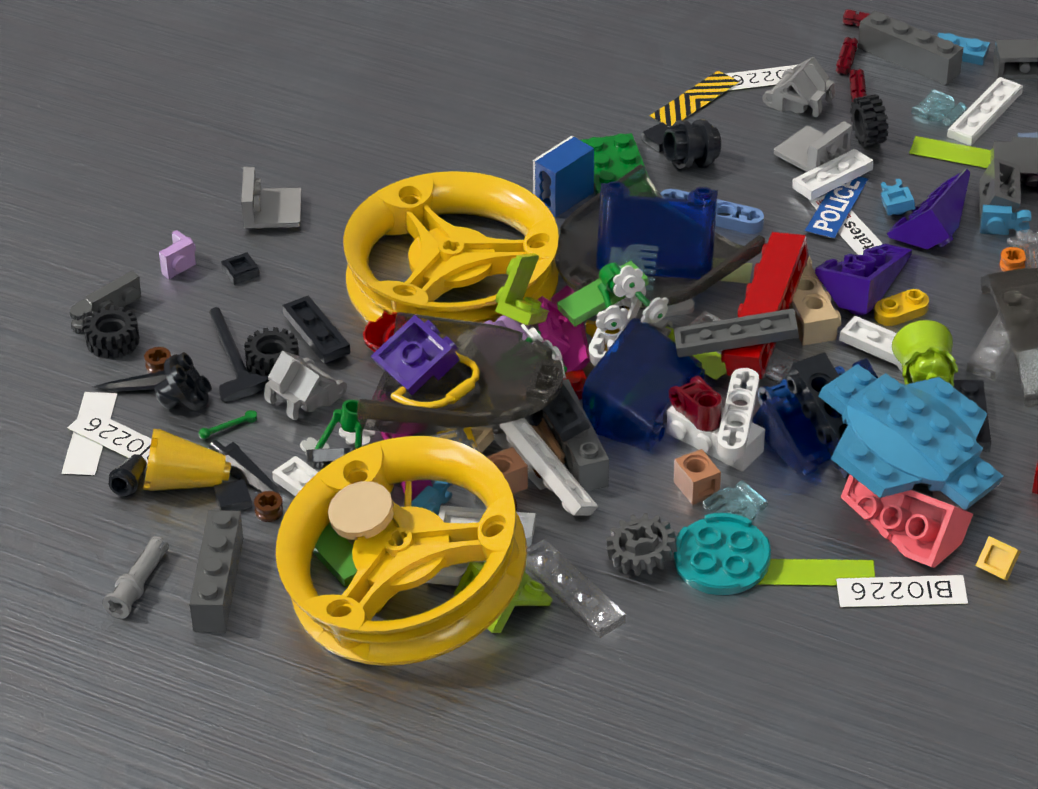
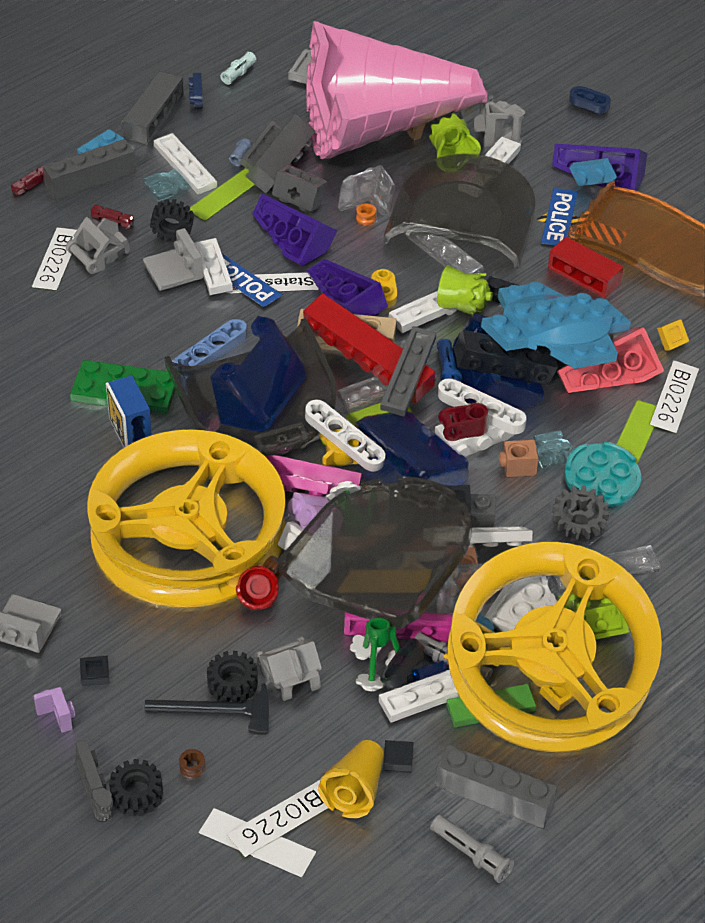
camera: 70 degrees left, 5 degrees up
(127, 475) = (340, 822): black cone -> none
(140, 382) = (217, 769): black bar -> none
(182, 384) = (250, 751): black plate -> none
(243, 467) = (378, 734): black bar -> none
(250, 416) = (298, 717): green hinge -> none
(268, 506) = (426, 726): reddish brown bush -> none
(316, 329) = (216, 638): black plate -> none
(361, 510) = (527, 648): tan tile -> none
(416, 354) = (333, 566): dark purple plate -> none
(451, 397) = (383, 551): yellow piece -> none
(511, 295) = (298, 472): lime bracket -> none
(589, 301) = (322, 429): bright green tile -> none
(627, 283) = (328, 410): white plant -> none
(632, 254) = (282, 407): clear light blue piece -> none
(654, 136) = (95, 346): black tile -> none
(691, 143) = (130, 327): black piece -> none
(694, 98) = (54, 311): sticker -> none
(846, 55) = (66, 207): dark red axle -> none
(897, 198) = (263, 245): dark azure plate -> none
(999, 219) = (324, 200): dark azure plate -> none

